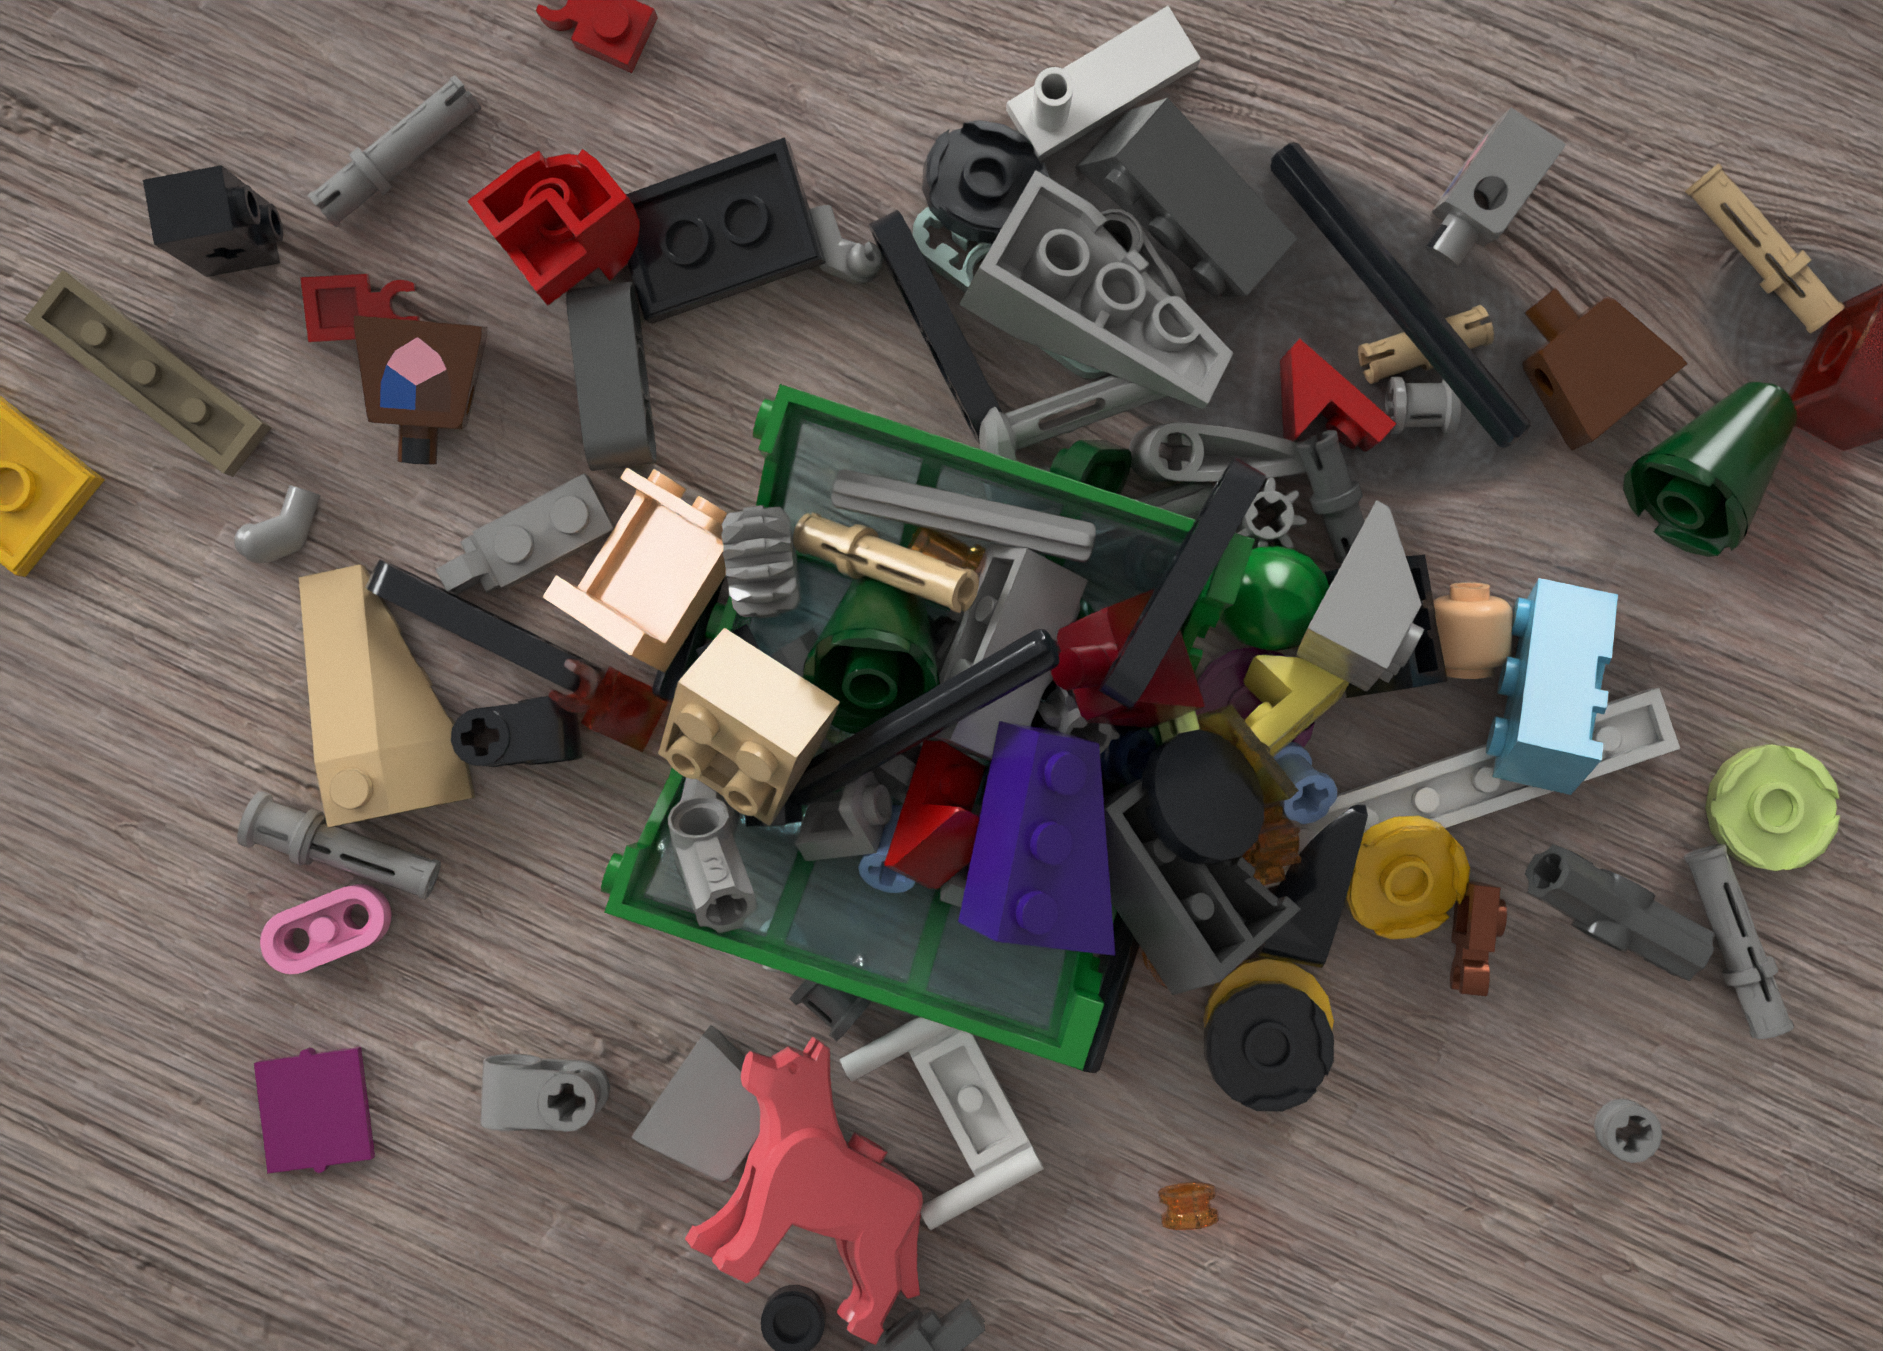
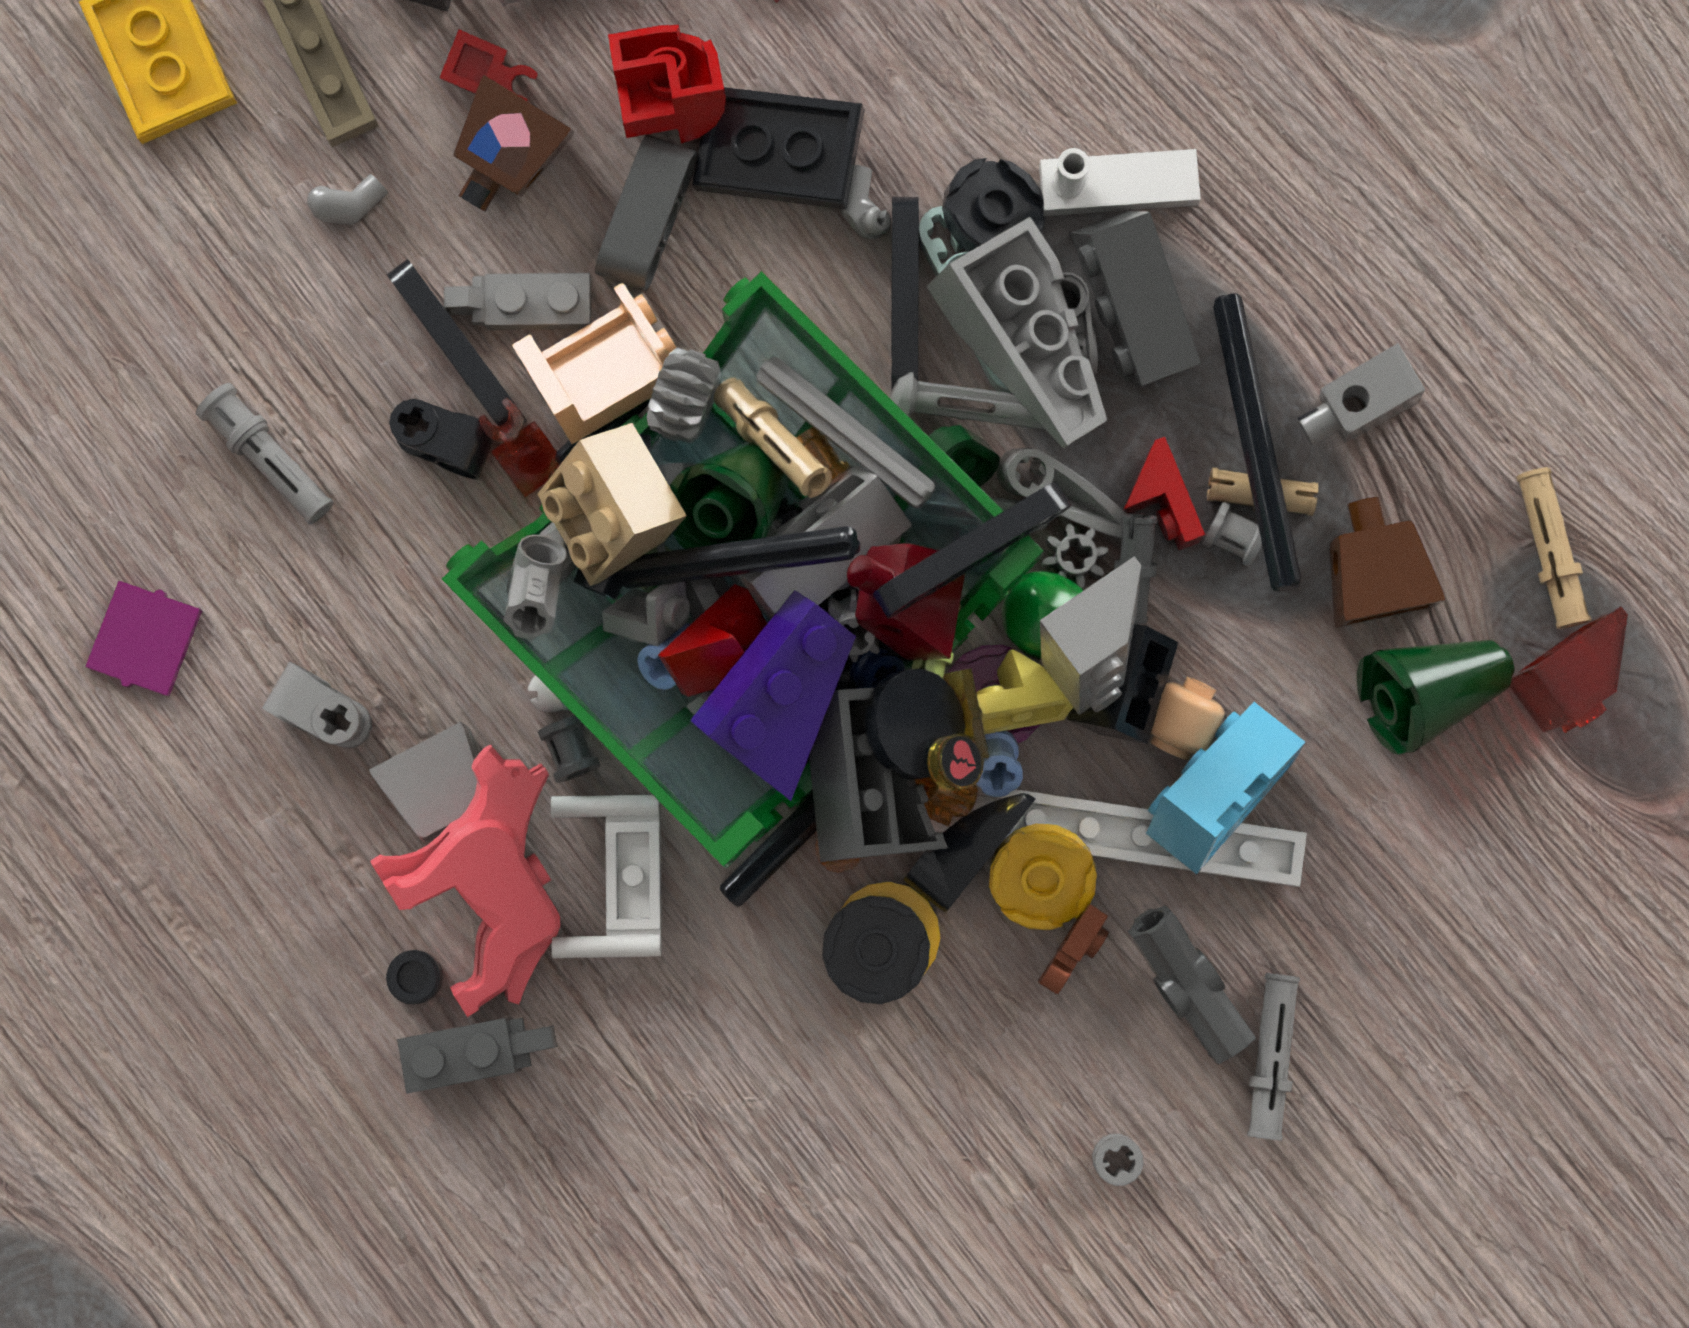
camera: 25 degrees right, 5 degrees down
(328, 927) = (227, 507): bright pink plate -> none
(372, 708) = (345, 366): tan wedge -> none
(1188, 1206) = (754, 1040): clear orange bush -> none
(1268, 817) = (955, 762): none -> tile
(1773, 807) = (1352, 971): yellowish green tile -> none

